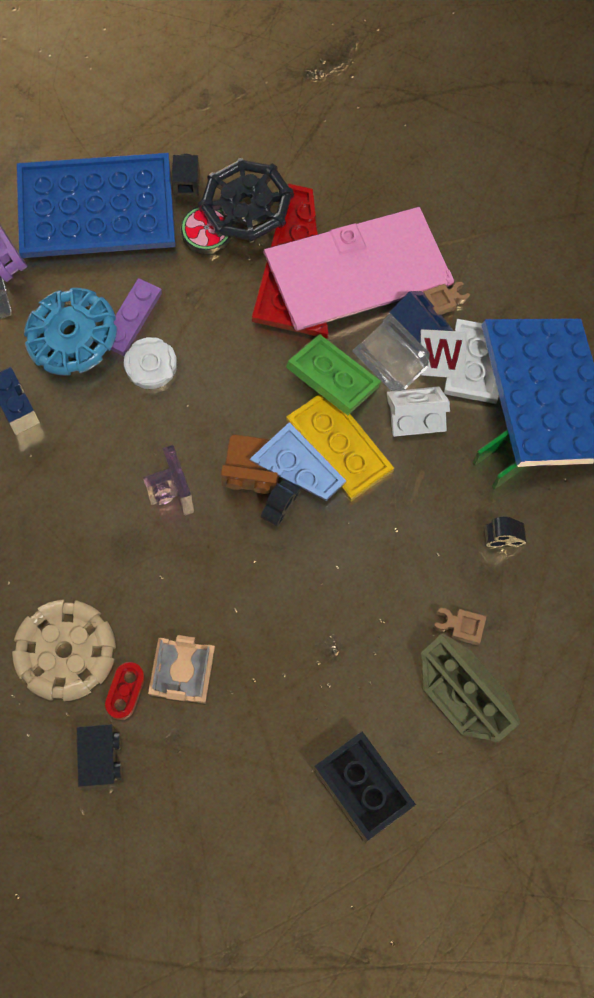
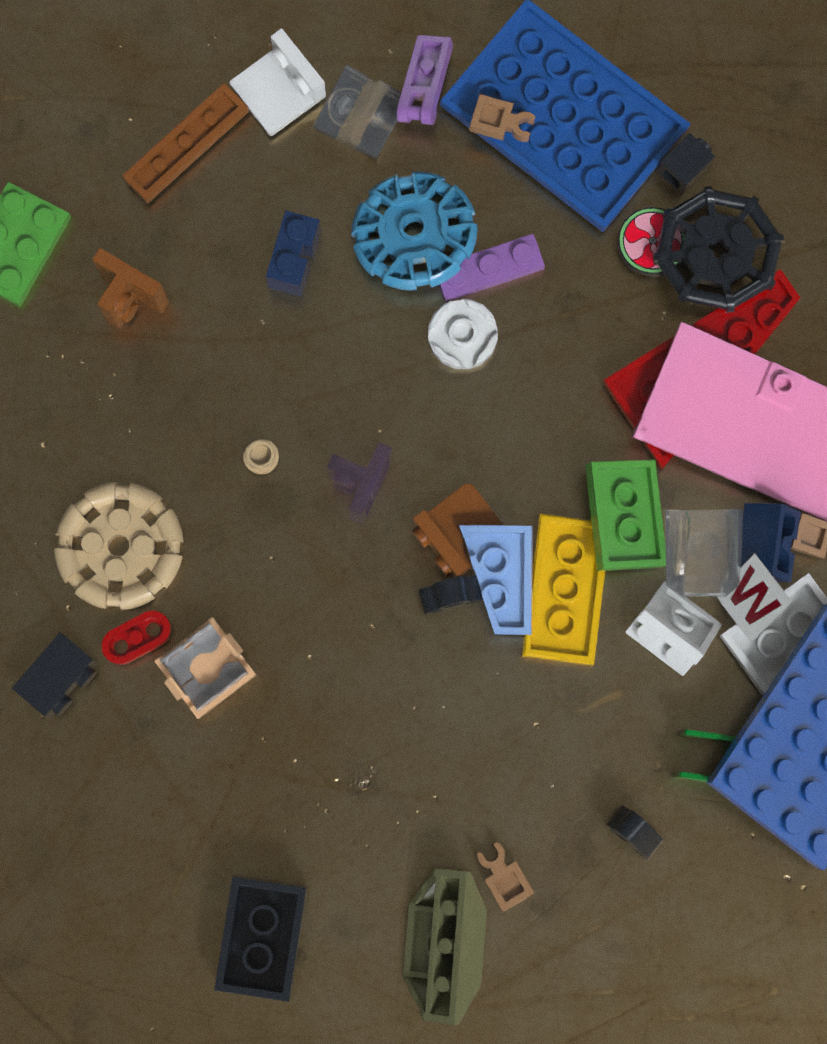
camera: 45 degrees right, 10 degrees up
(60, 234) = (495, 118): none -> medium nougat plate
(100, 526) = (261, 456): none -> tan plate

